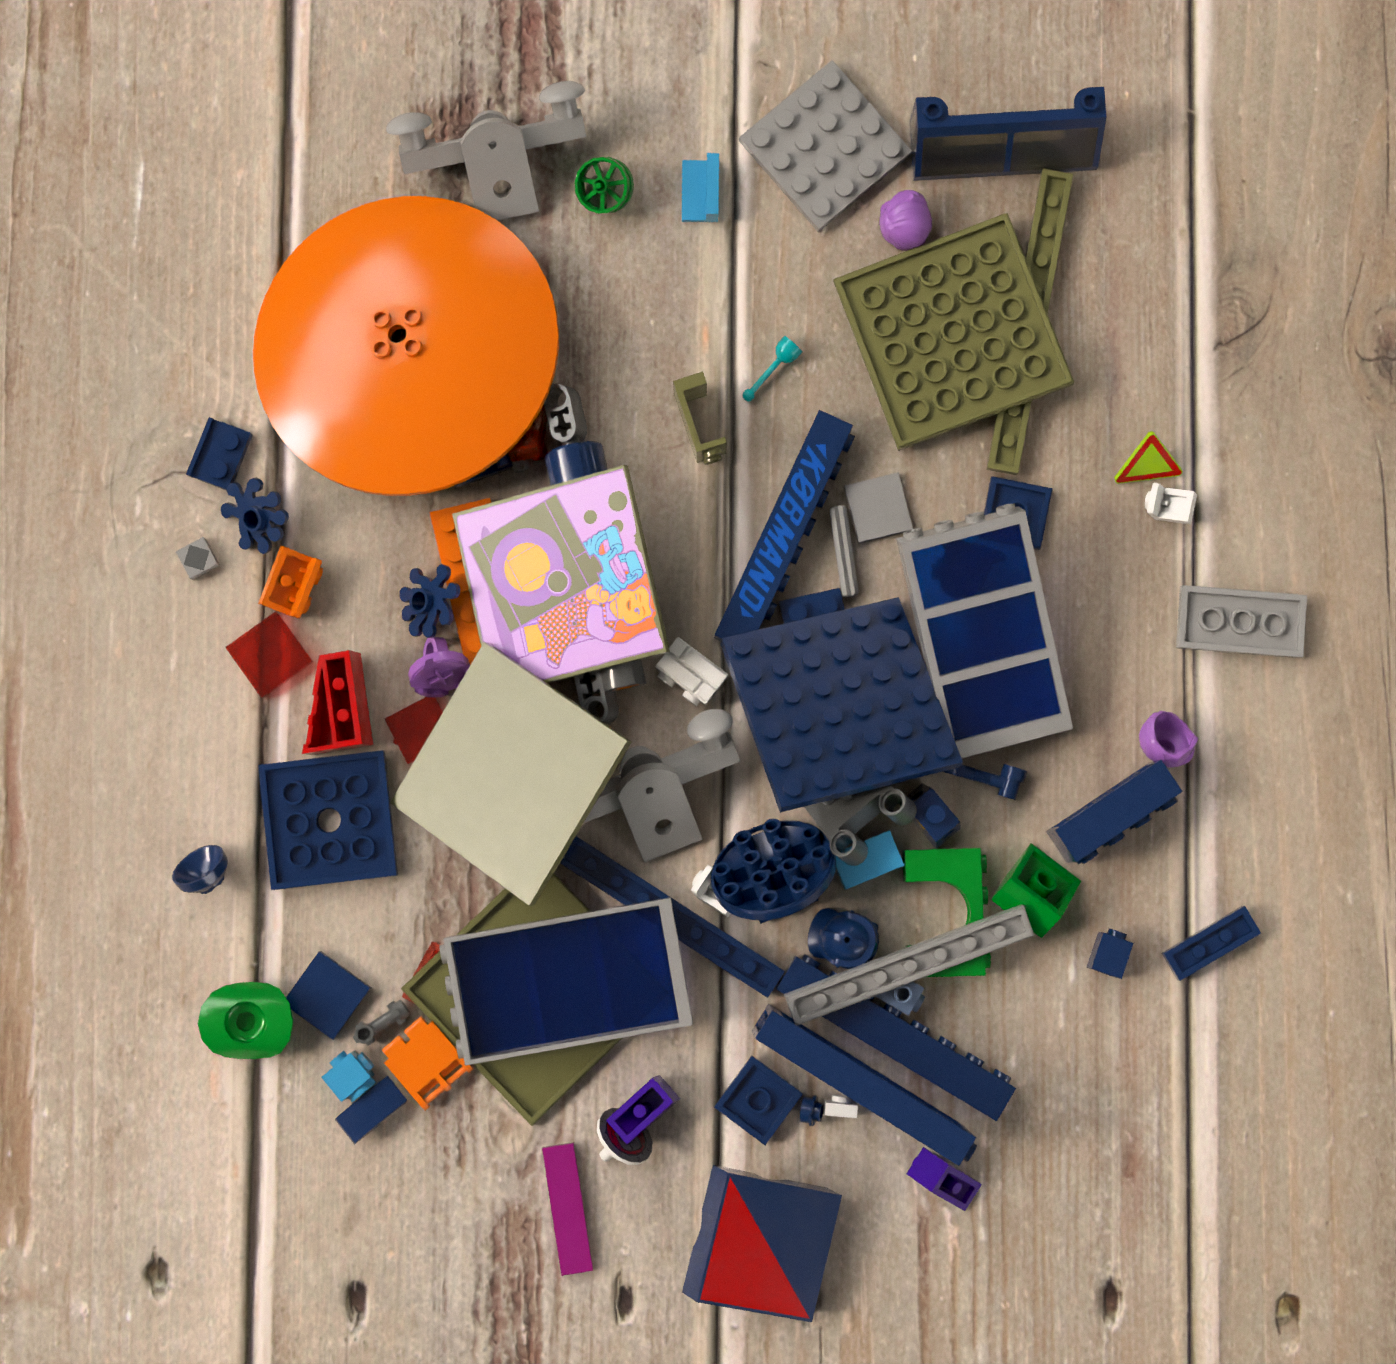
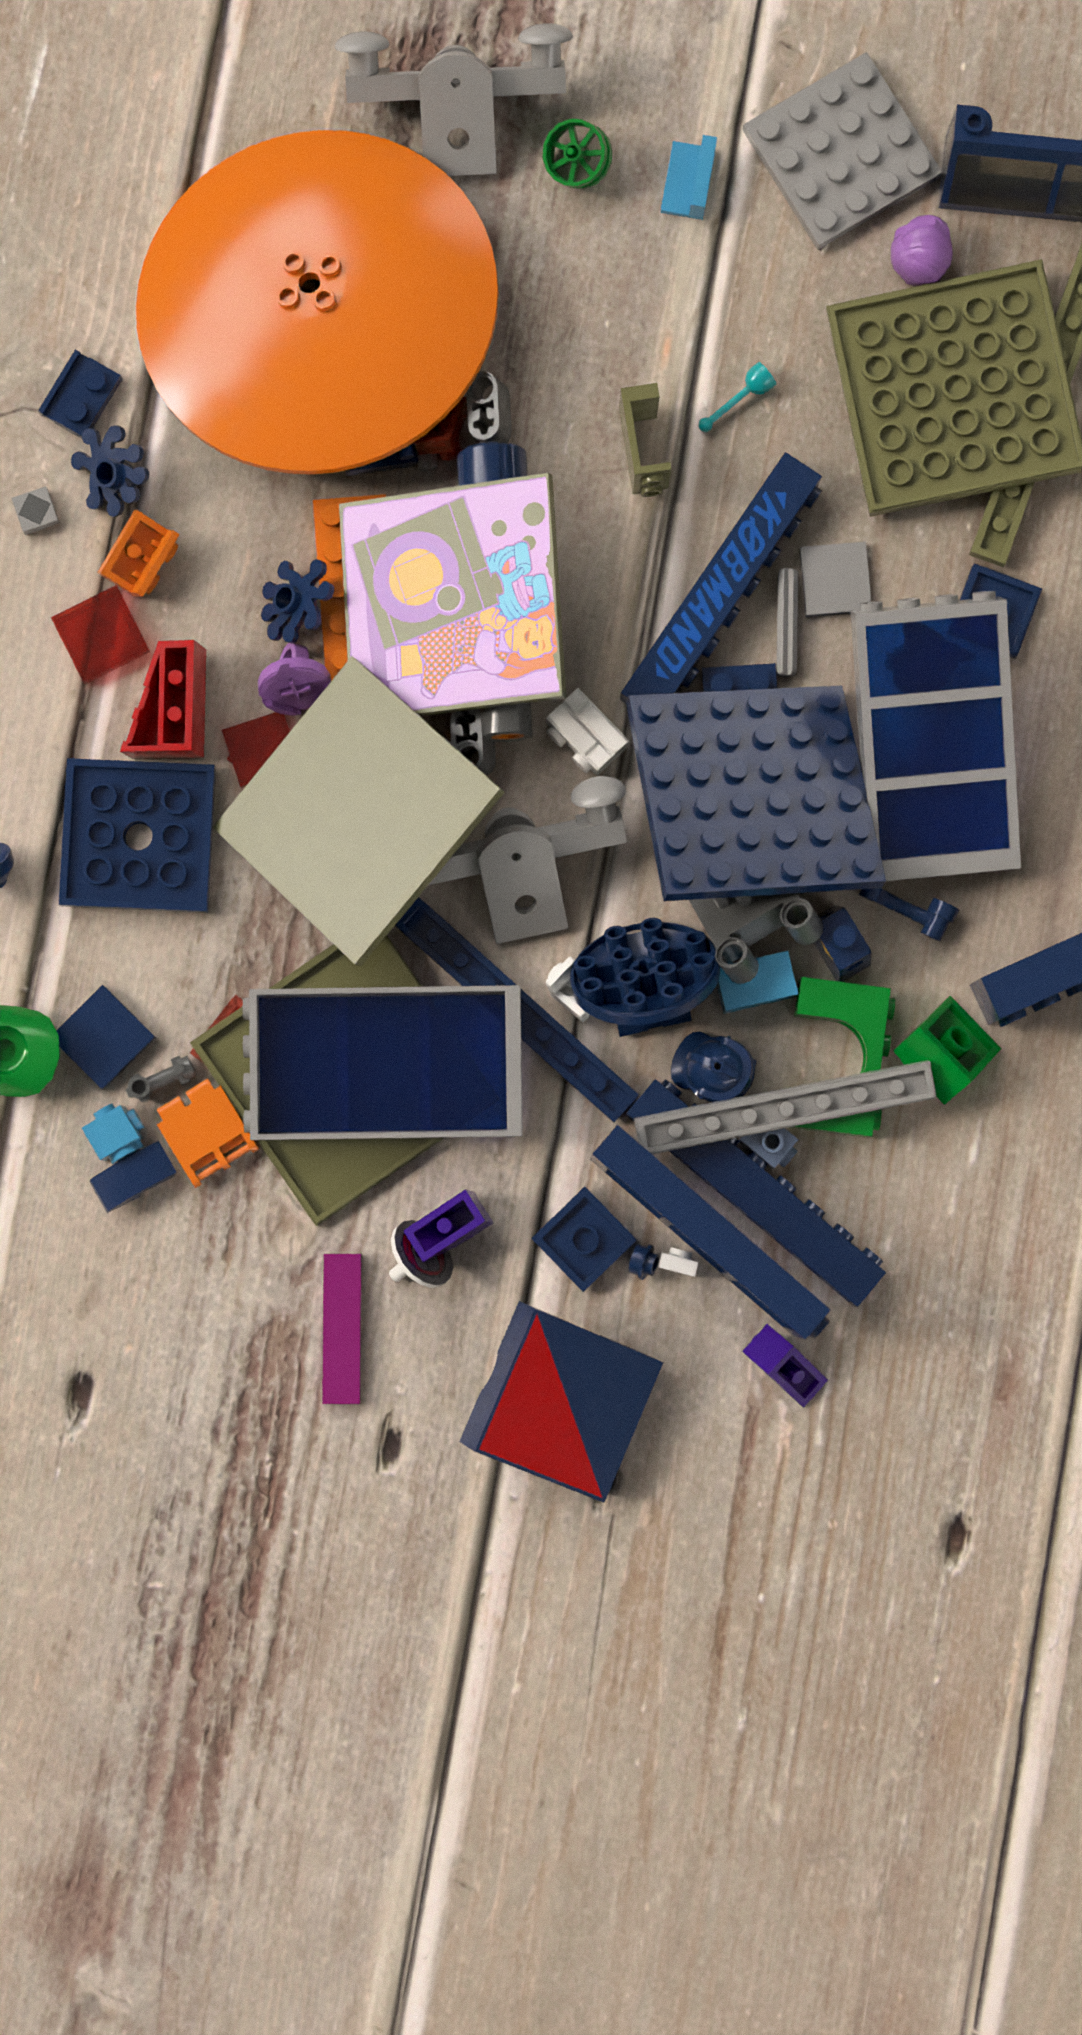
camera: 10 degrees right, 0 degrees up
(1110, 953) = (1021, 1136): dark blue brick -> none

